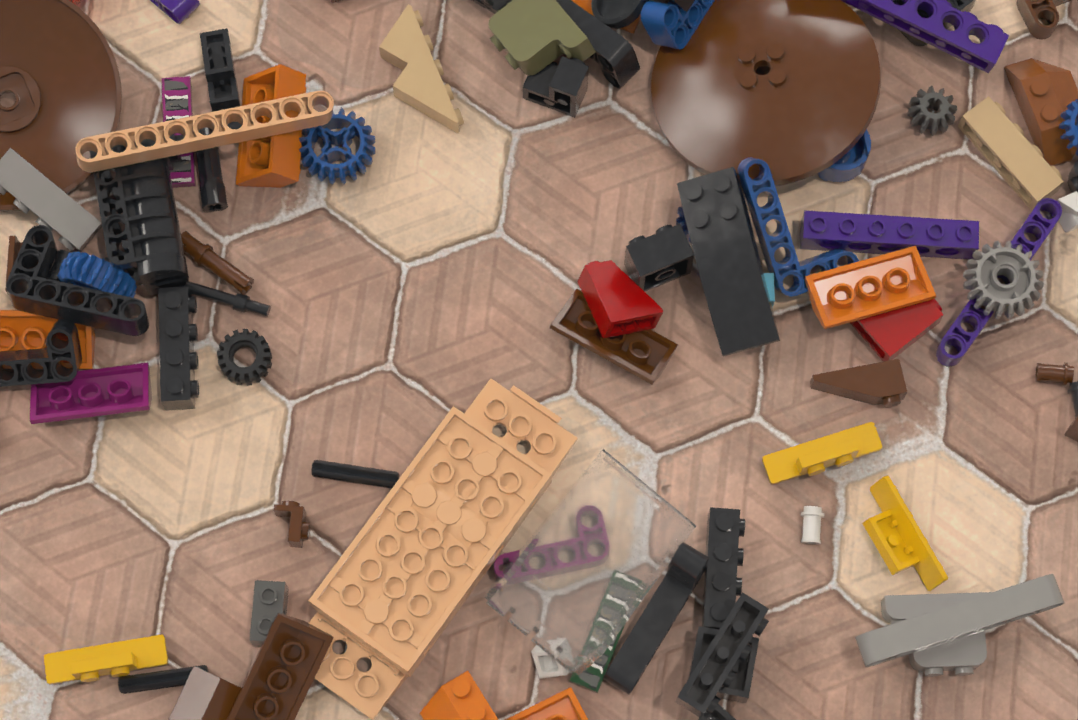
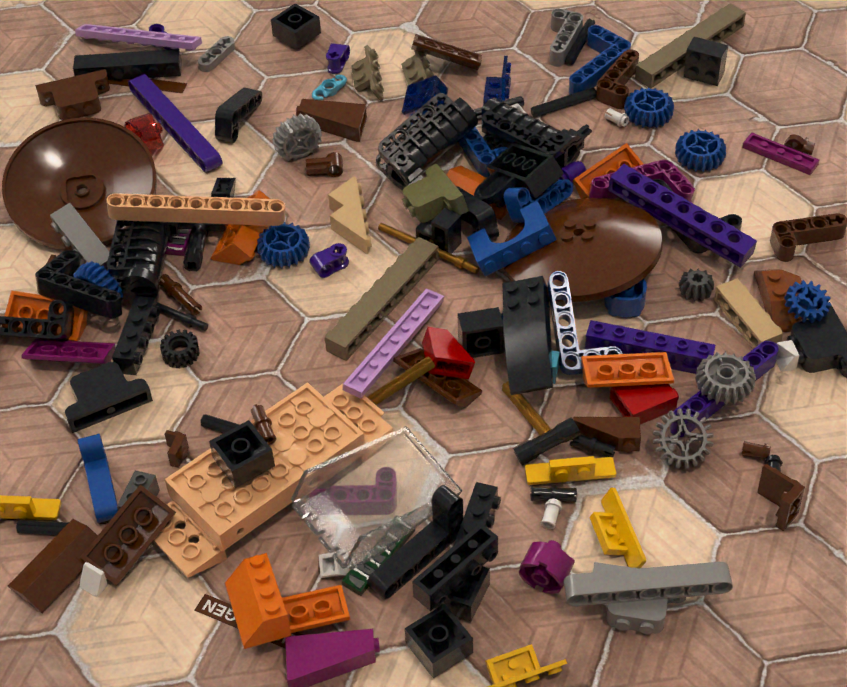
camera: 15 degrees right, 25 degrees down
(164, 457) = (104, 394): none -> black brick
(208, 598) = (98, 477): none -> blue beam
(406, 551) = (242, 453): none -> black brick
(408, 165) = (328, 261): none -> dark purple piece
(415, 491) = (263, 423): none -> reddish brown axle
(504, 215) = (381, 299): none -> dark tan brick
(543, 297) = (392, 343): none -> lavender plate
(569, 362) = (401, 380): none -> pearl gold axle
(595, 128) = (459, 262): none -> pearl gold bar
(703, 83) = (494, 256): none -> blue arch
(753, 374) = (527, 410): none -> pearl gold axle
(801, 405) = (559, 434): none -> black axle
(808, 495) = (546, 493): none -> black pin
(826, 613) = (546, 566): none -> magenta brick
(843, 407) = (592, 445): none -> black pin
(938, 386) = (683, 448): none -> light grey gear

